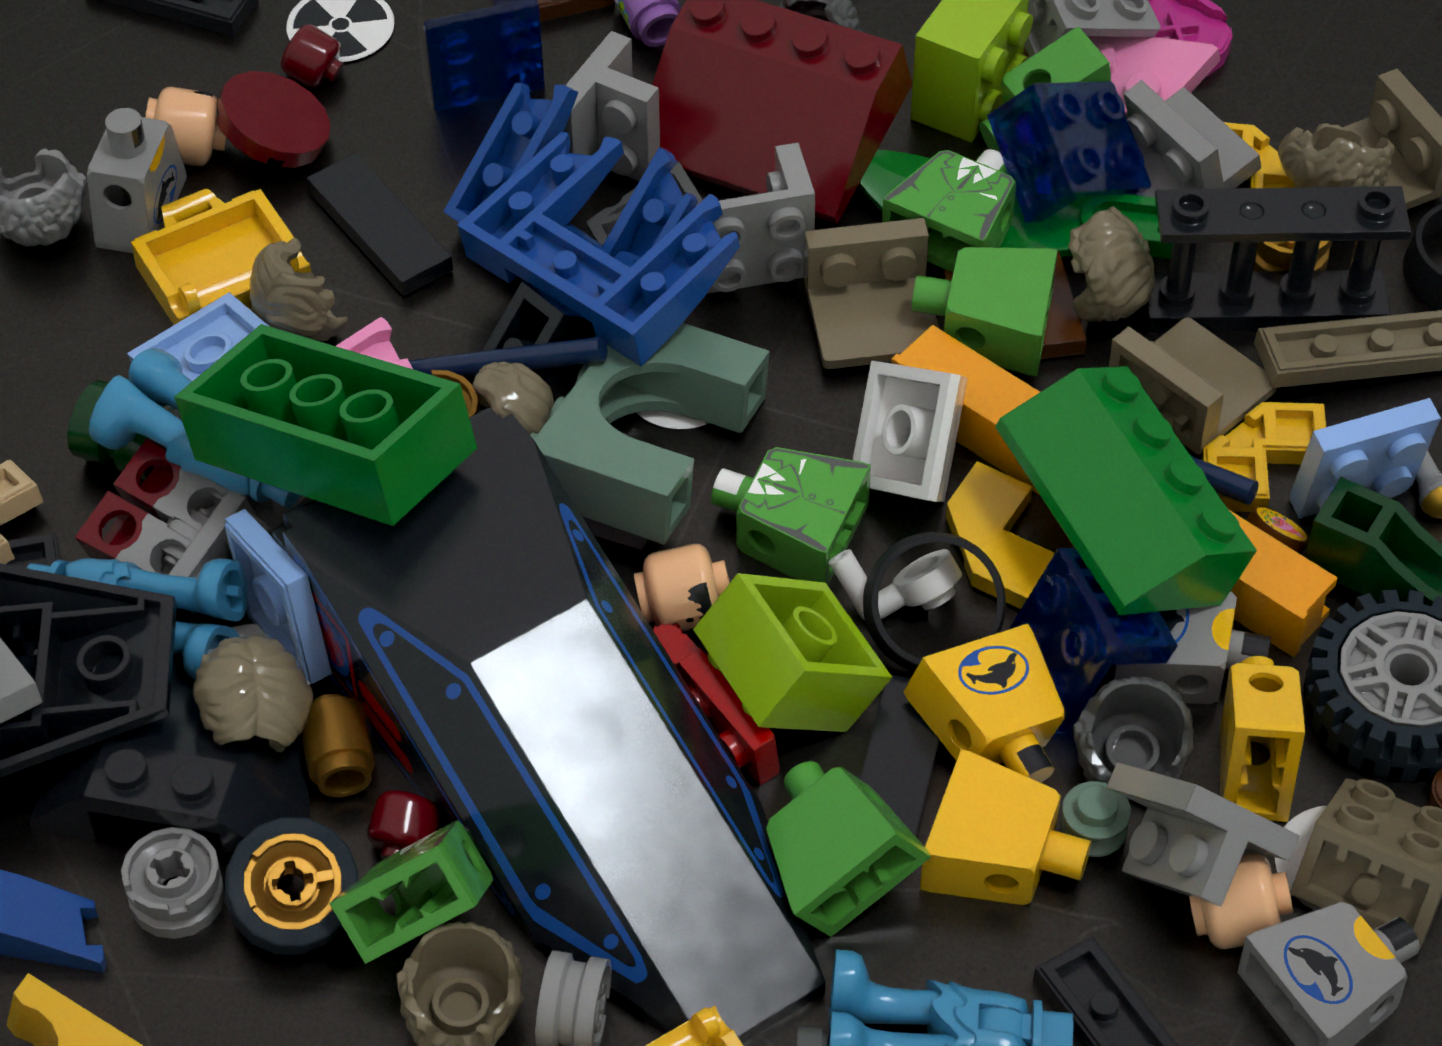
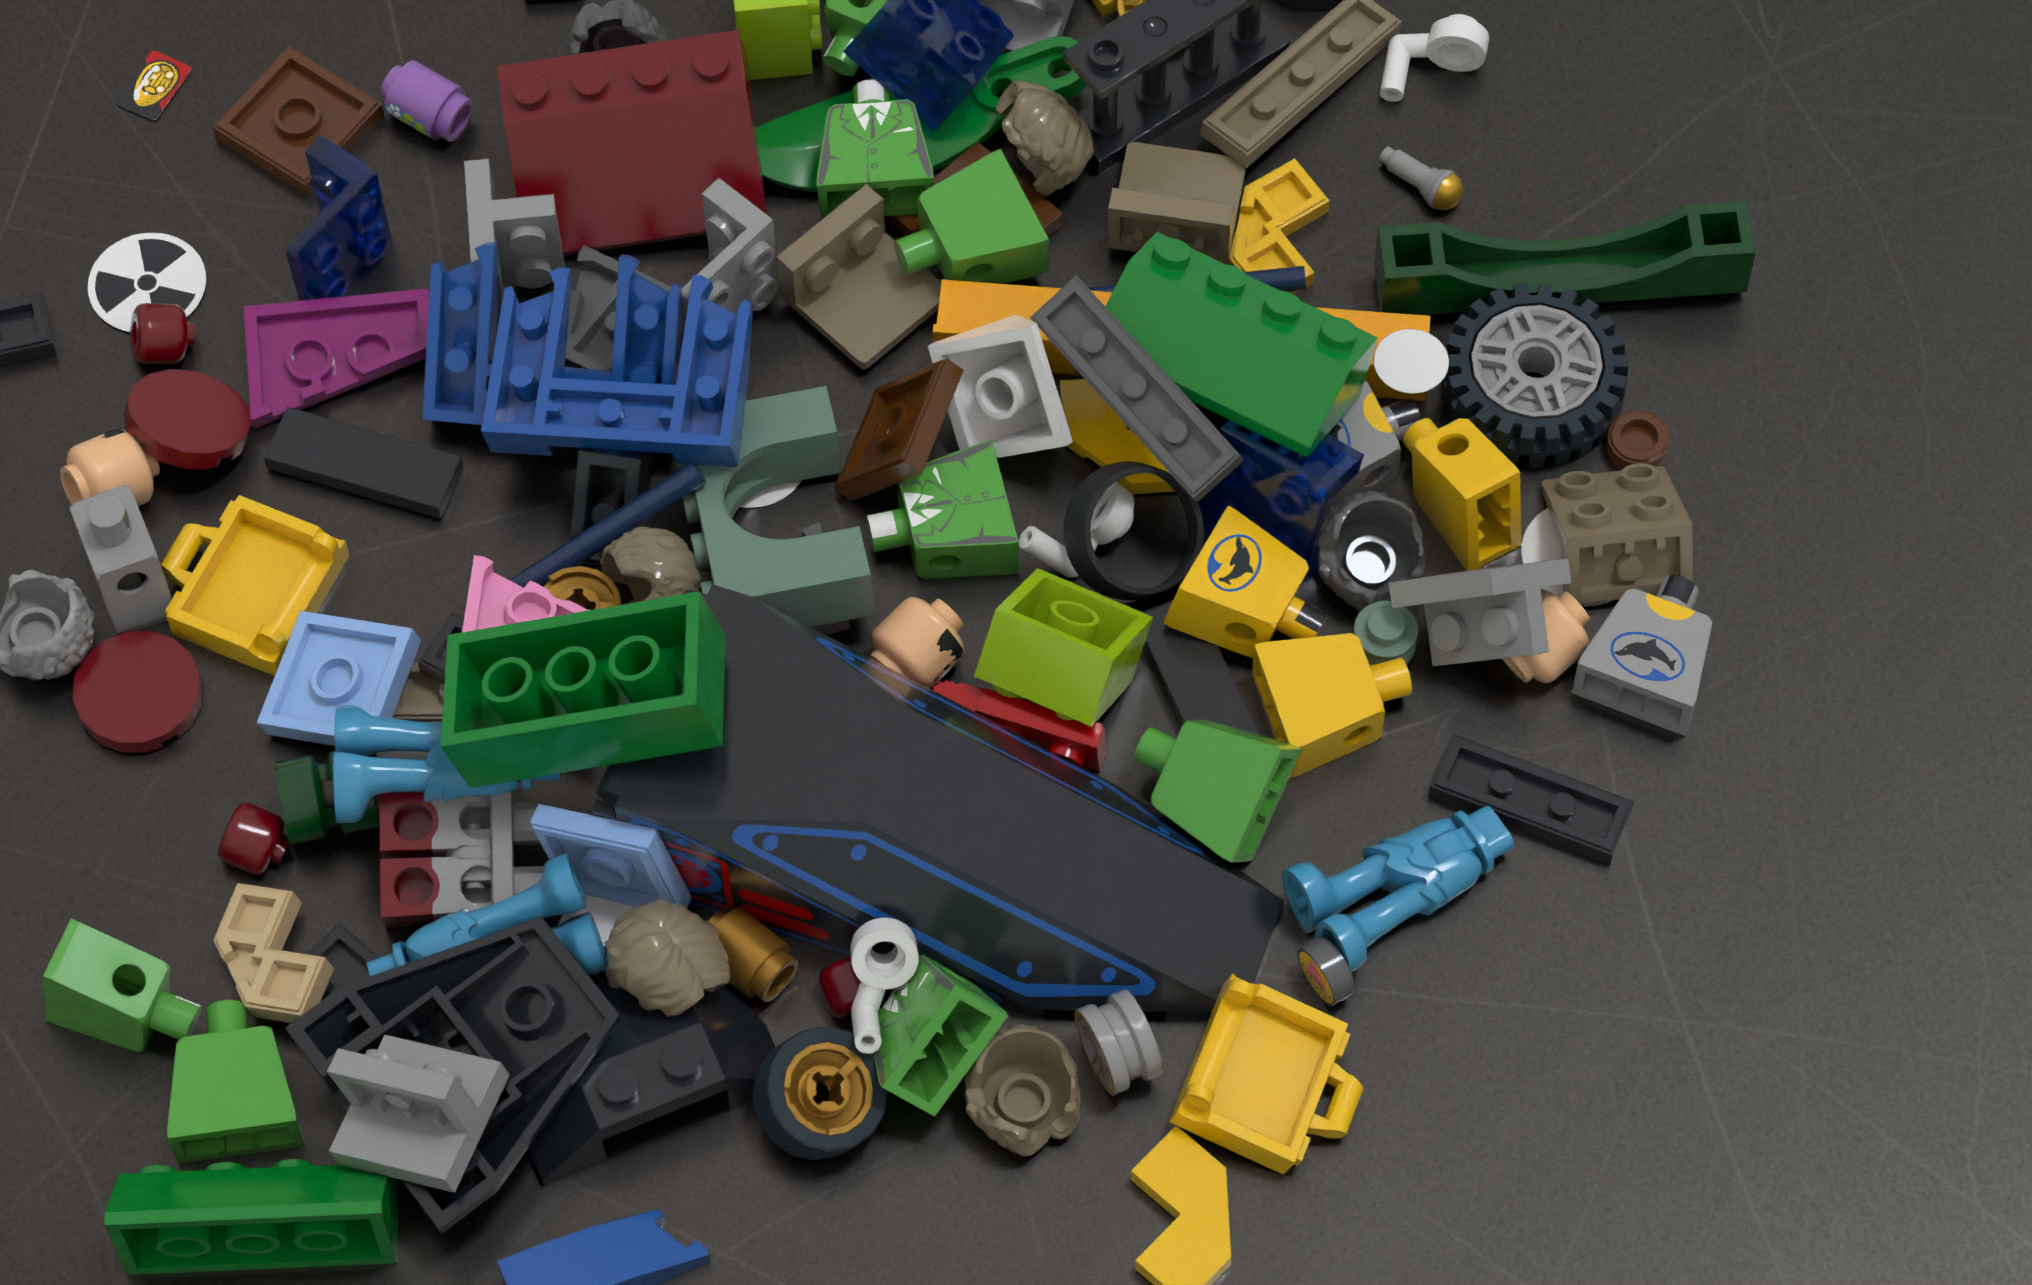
camera: 35 degrees left, 10 degrees up
(44, 434) = (253, 839): none -> dark red piece
(69, 287) = (137, 691): none -> dark red tile
(185, 902) = (694, 1171): light grey wheel -> none
(290, 298) = (363, 588): dark tan hair -> none
(409, 813) = (878, 974): none -> white plate
(410, 126) = (329, 346): none -> magenta wing
(802, 415) = (899, 430): none -> reddish brown tile
(1009, 478) = (1137, 389): none -> dark grey tile
(1279, 527) = (1343, 295): tile -> none
(1289, 603) = (1411, 361): none -> white sticker
(1372, 451) = (1380, 192): light blue plate -> none

